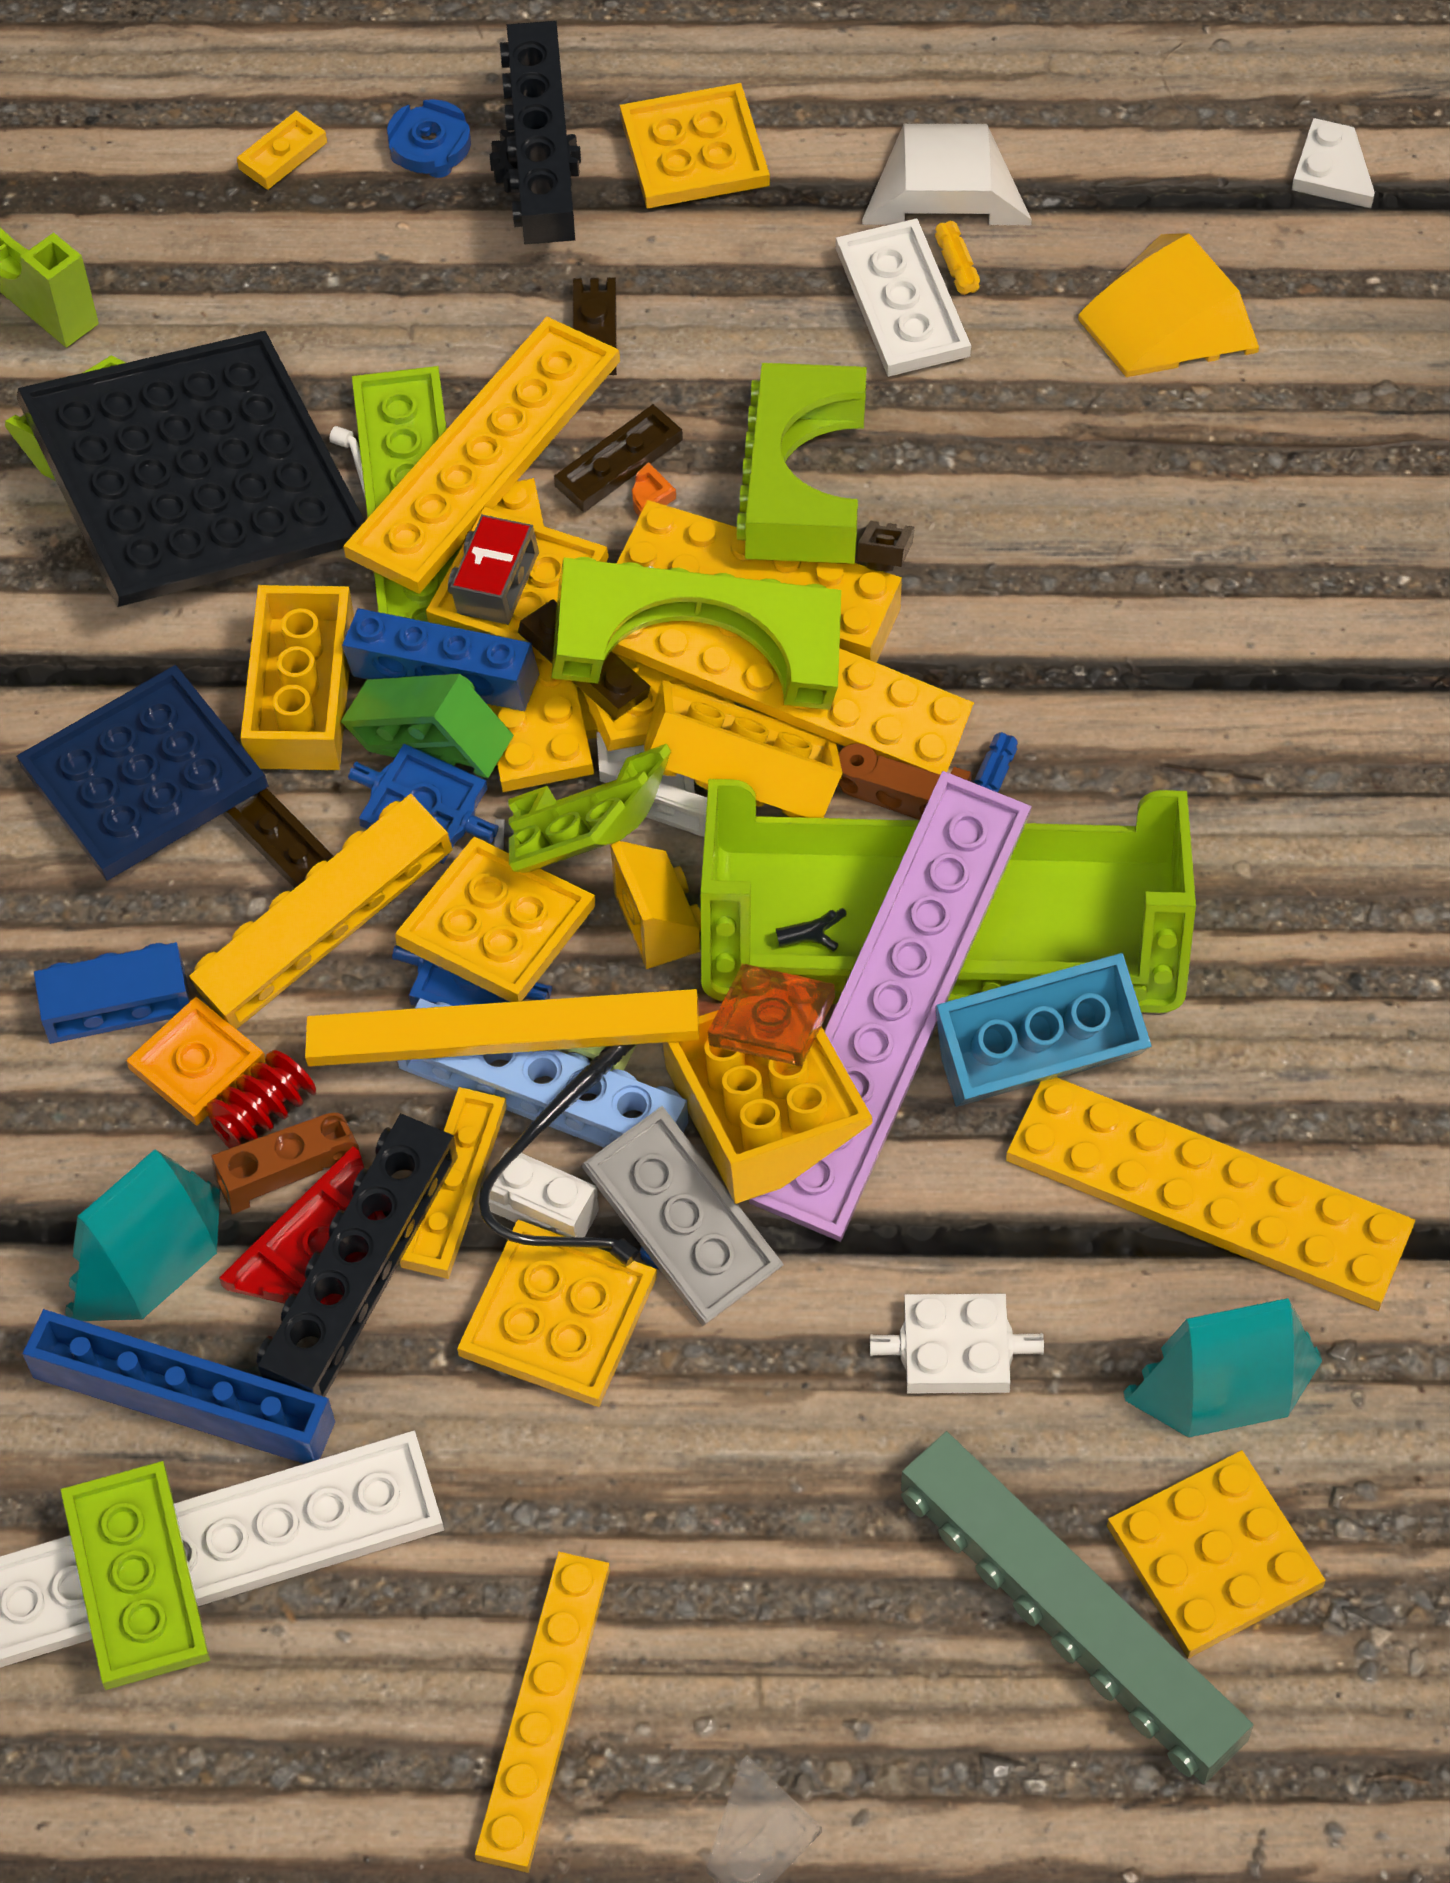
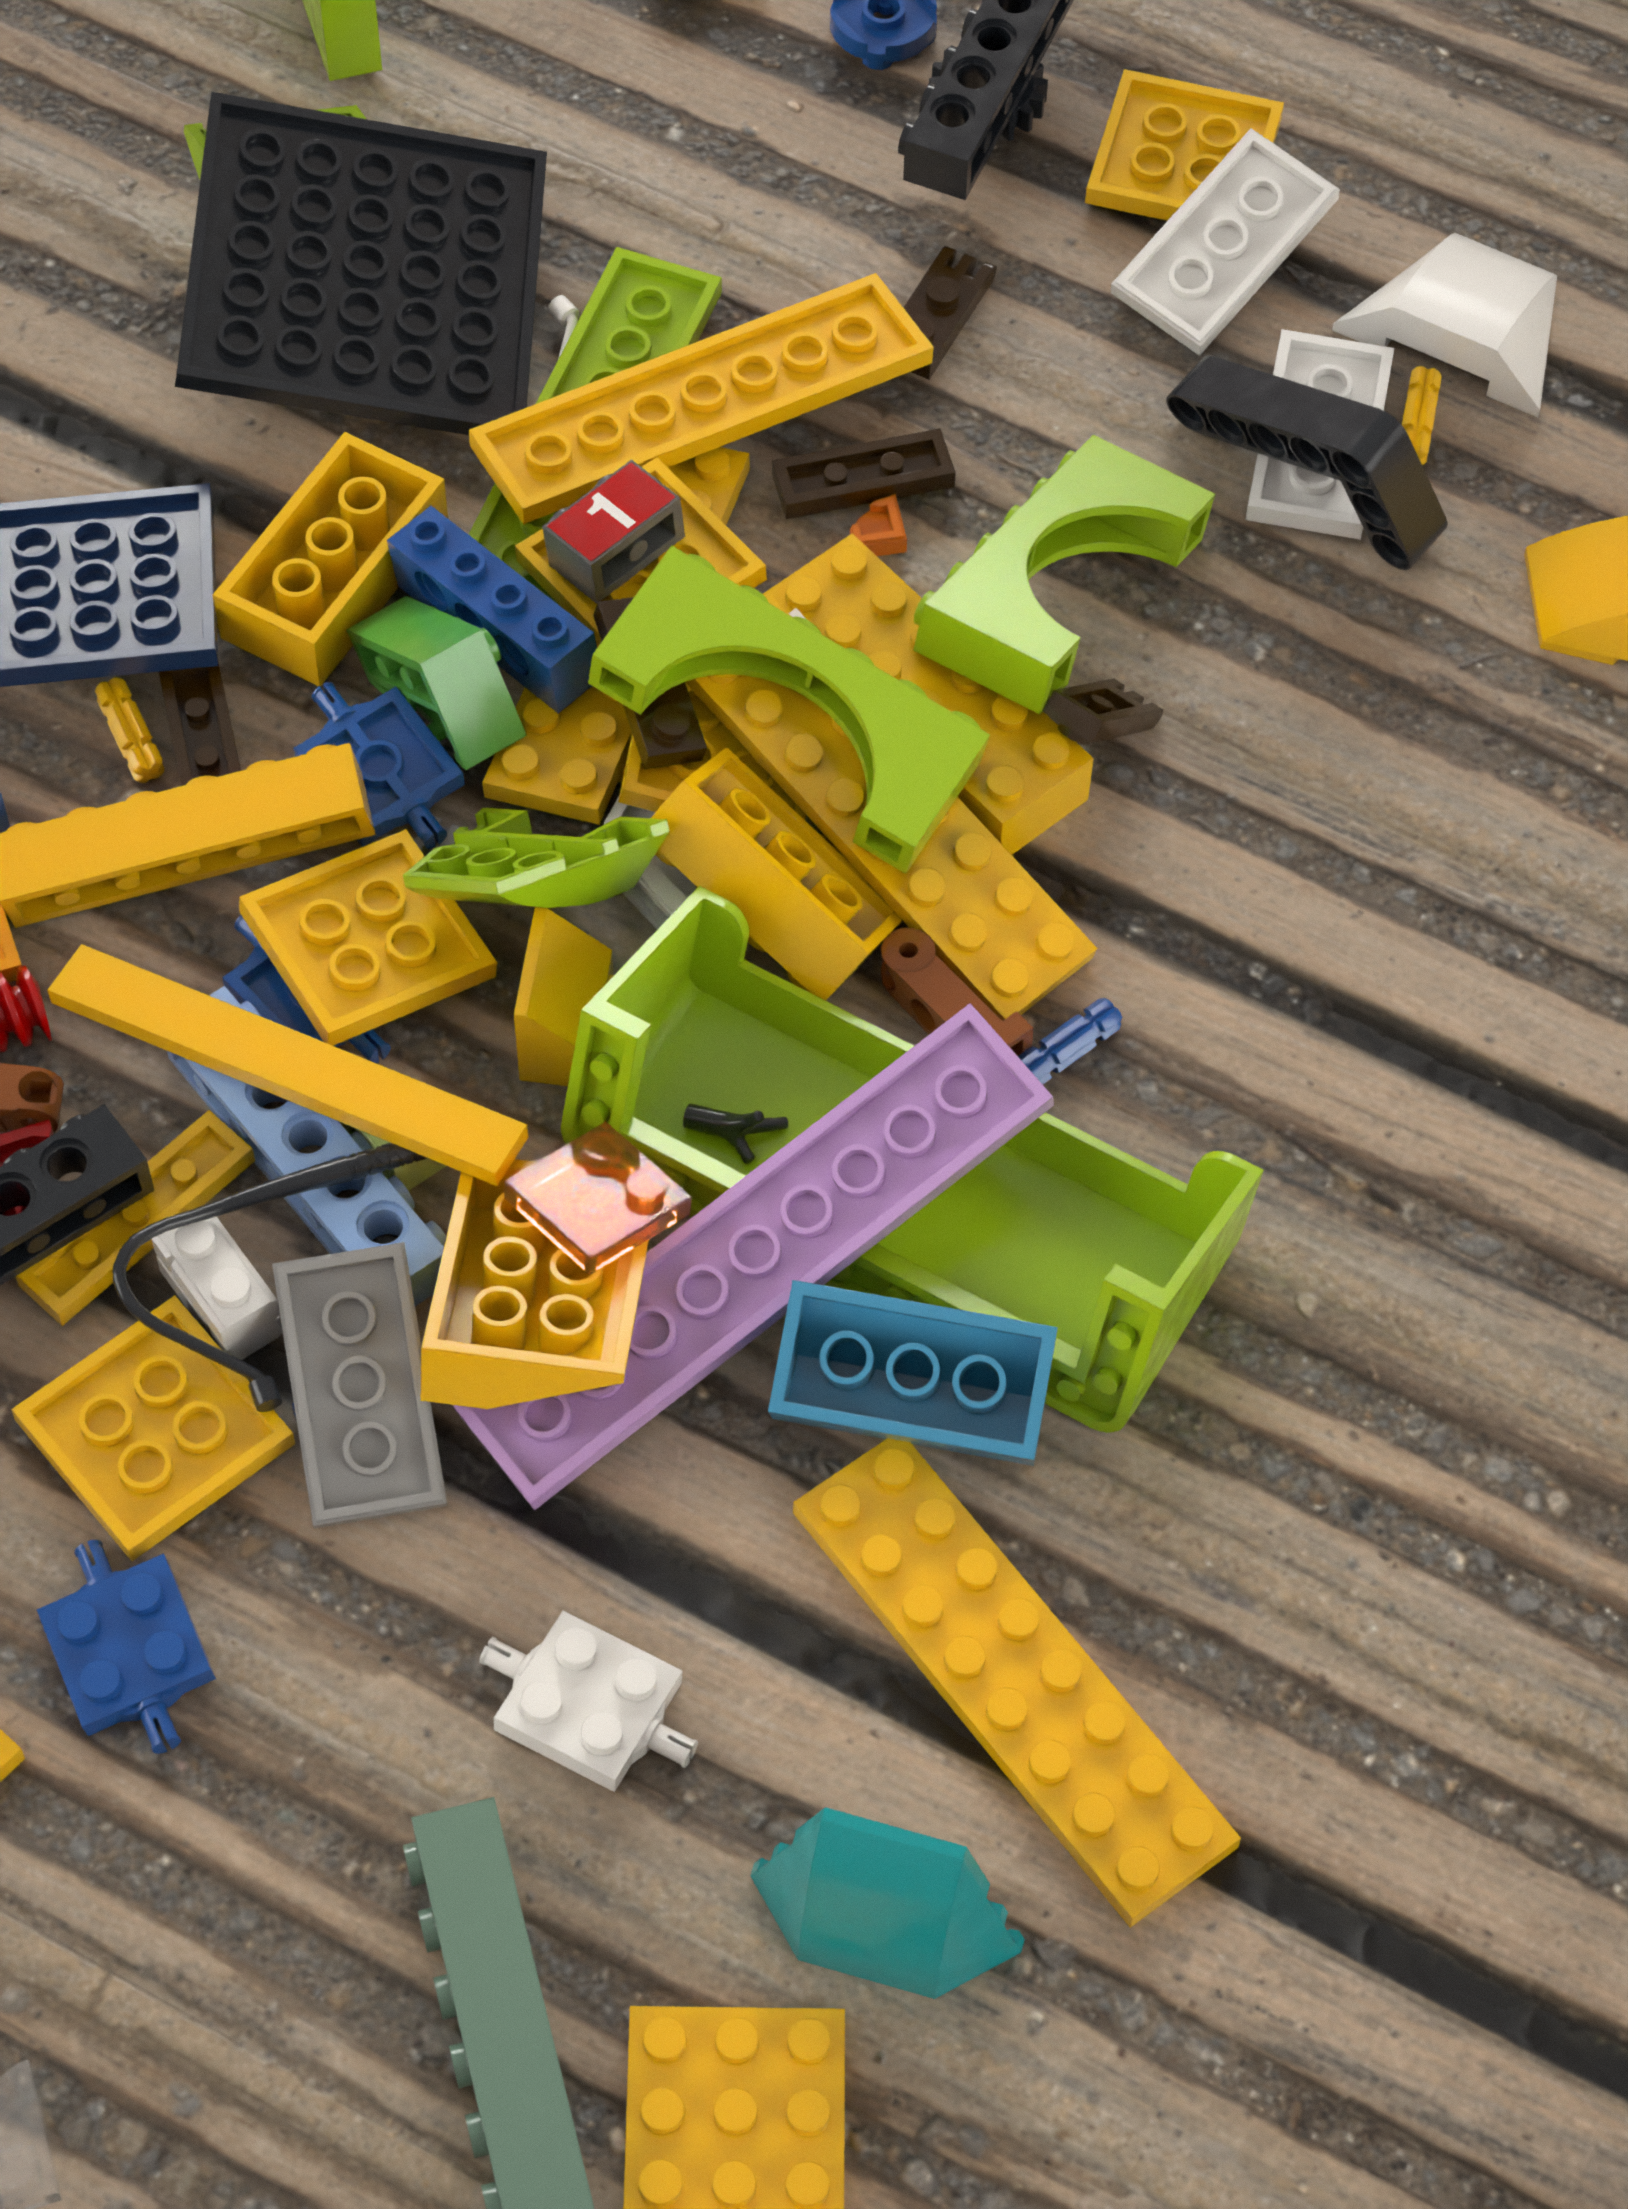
camera: 25 degrees right, 0 degrees up
(227, 860) = (129, 730): none -> yellow axle
(632, 1462) = (126, 1645): none -> blue plate
(762, 194) = (1225, 241): none -> white tile
(913, 295) = (1325, 436): none -> black beam

